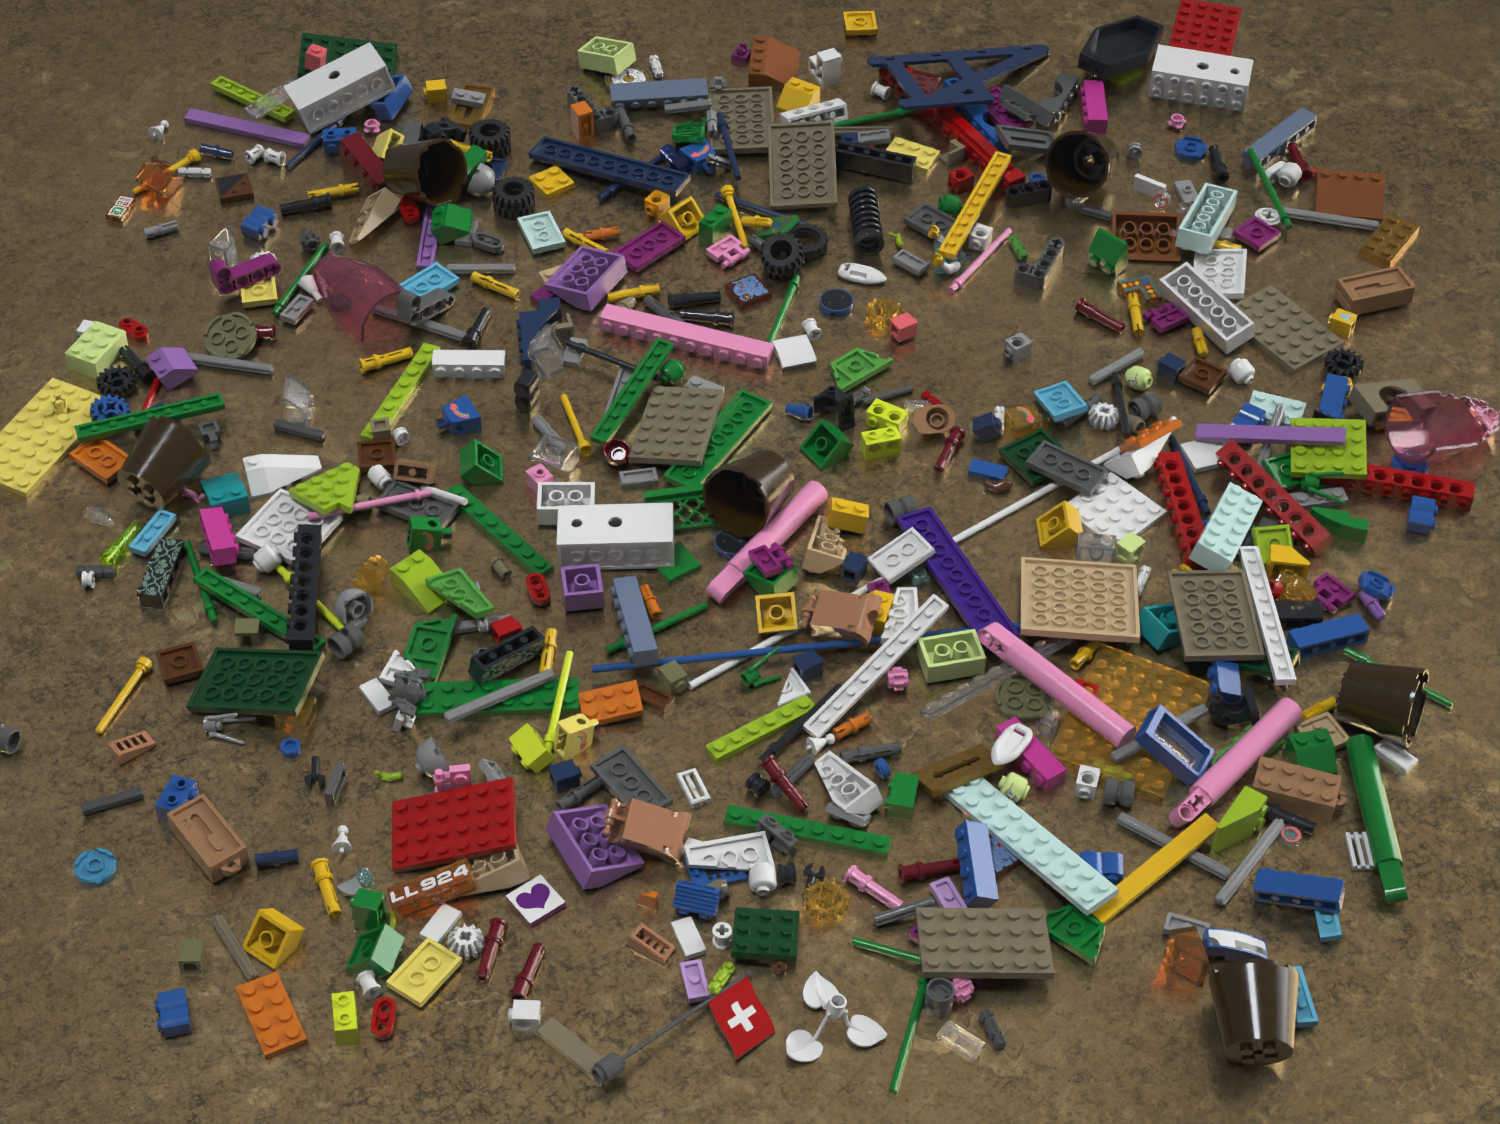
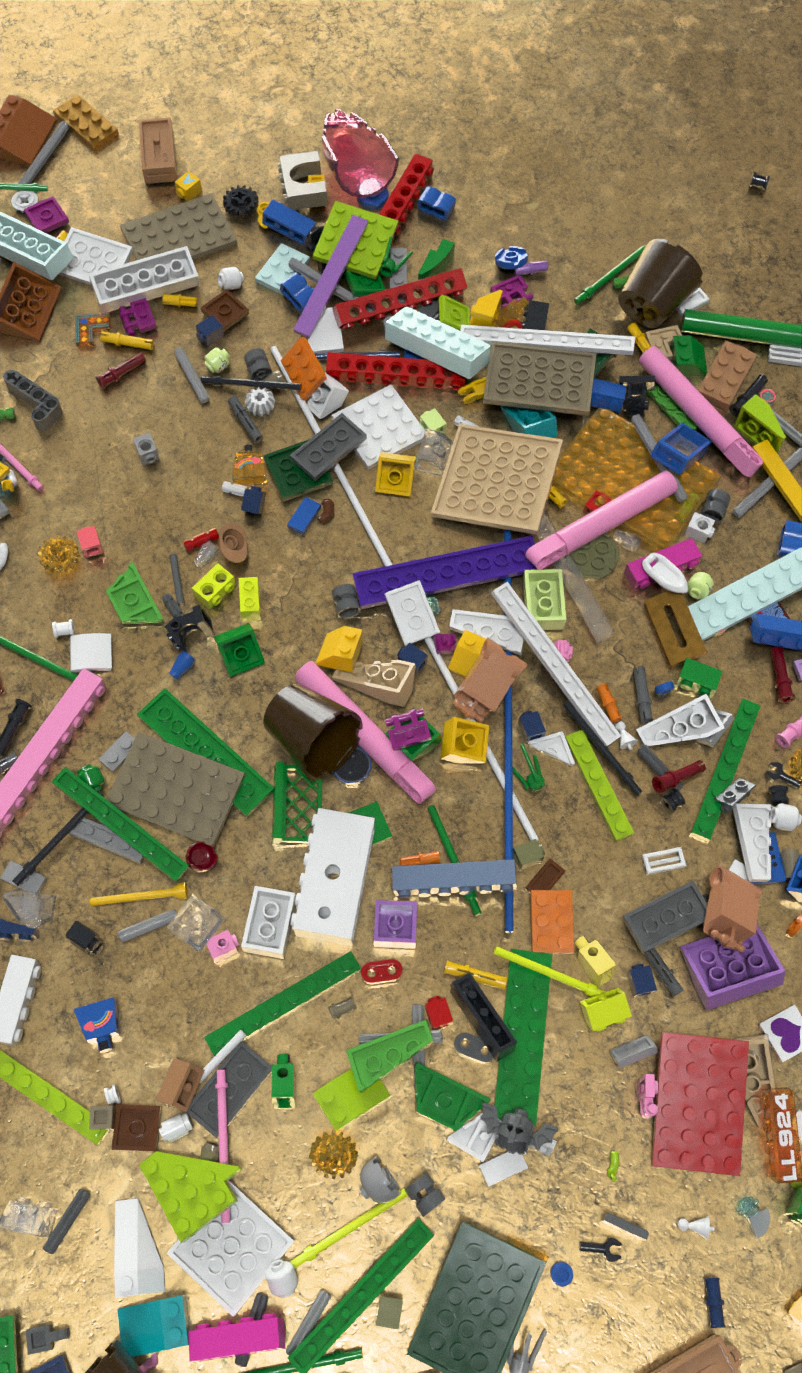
camera: 80 degrees left, 20 degrees up
(305, 587) = (268, 1216): black brick -> none
(324, 880) = (749, 1251): yellow pin -> none
(430, 758) = (609, 1115): light grey cylinder -> none
(480, 464) = (183, 1008): green slope -> none
(499, 696) = (534, 1033): light grey axle -> none
(638, 478) = (237, 842): light grey tile -> none
(836, 302) = (25, 597): black tile -> none
(951, 444) = (264, 538): dark red pin -> none
(1060, 401) = (235, 430): medium azure plate -> none
(1108, 253) = (42, 337): green slope -> none
(1329, 636) = (561, 304): blue brick -> none

